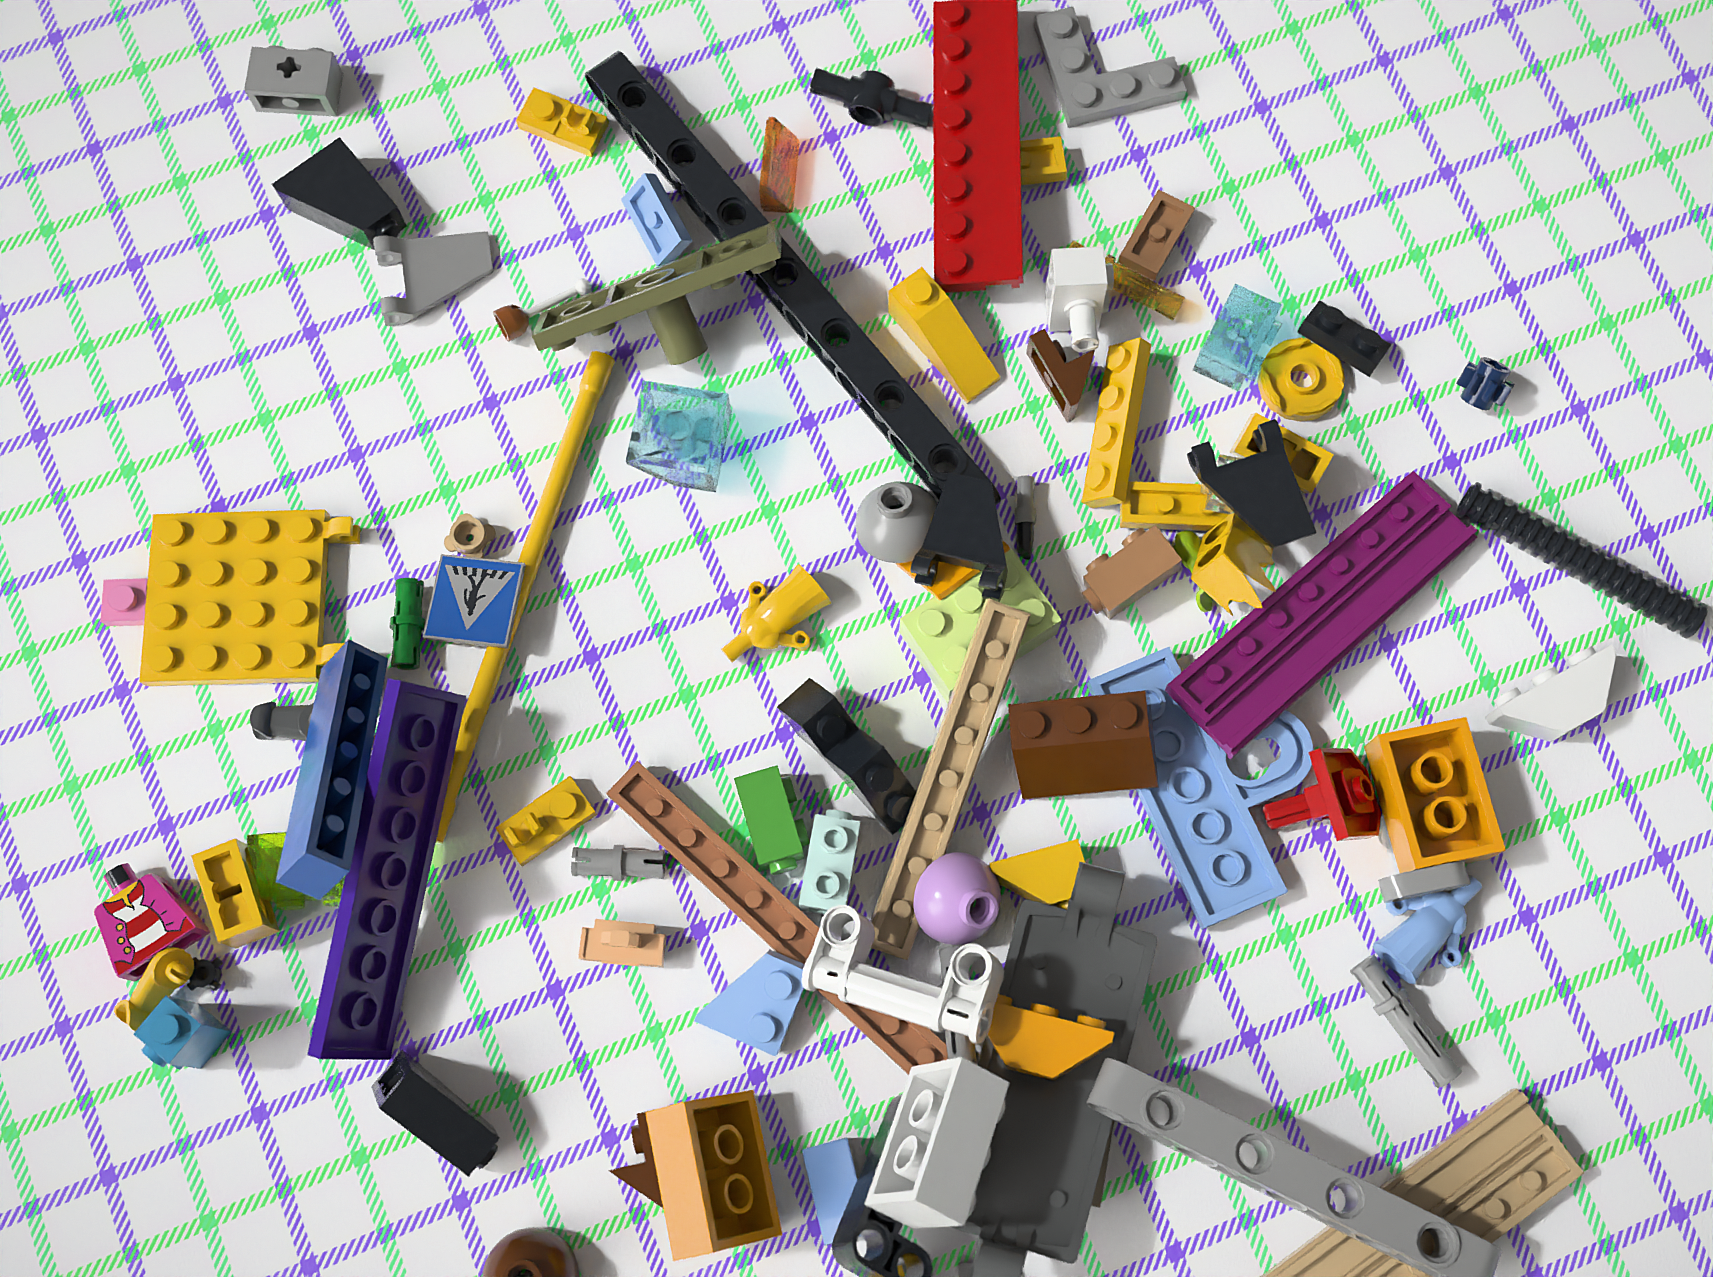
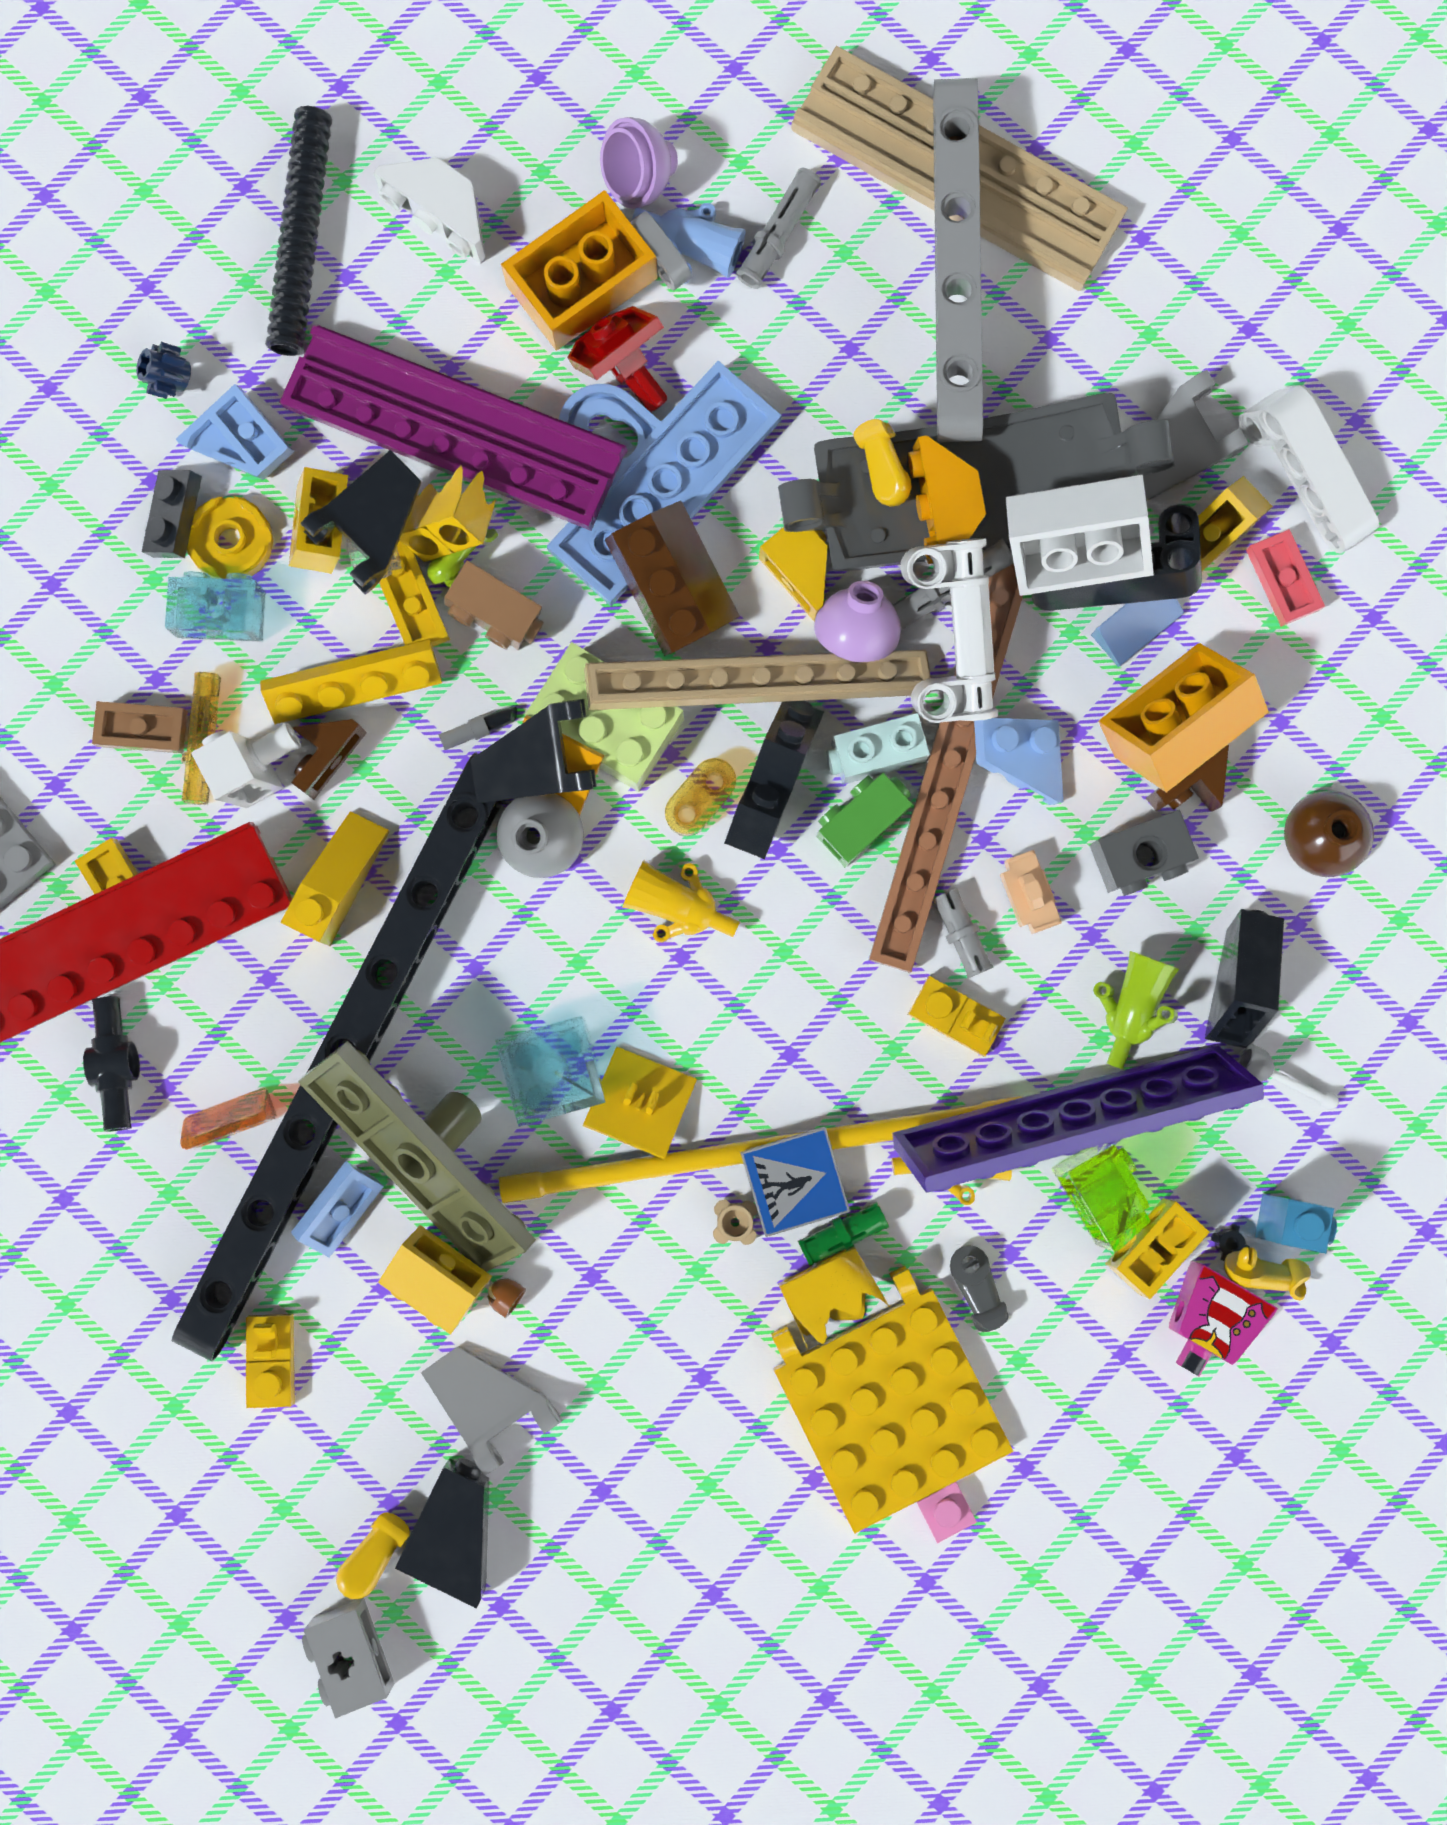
camera: 120 degrees left, 10 degrees up
(333, 772) = (1022, 1204): blue brick -> none
(346, 1083) = (1261, 1065): none -> hinge
(358, 124) = (366, 1564): none -> yellow piece
(367, 592) = (829, 1290): none -> yellow piece
(471, 1001) = (1141, 994): none -> lime piece
(555, 268) = (434, 1279): none -> yellow brick
(615, 504) = (641, 1102): none -> yellow piece
(615, 1101) = (1166, 838): none -> dark grey brick
(866, 681) = (699, 797): none -> clear yellow plate
(1087, 990) = (888, 478): none -> yellow piece
(1396, 424) = (237, 435): none -> light blue wing
(1528, 905) = (636, 162): none -> lavender piece

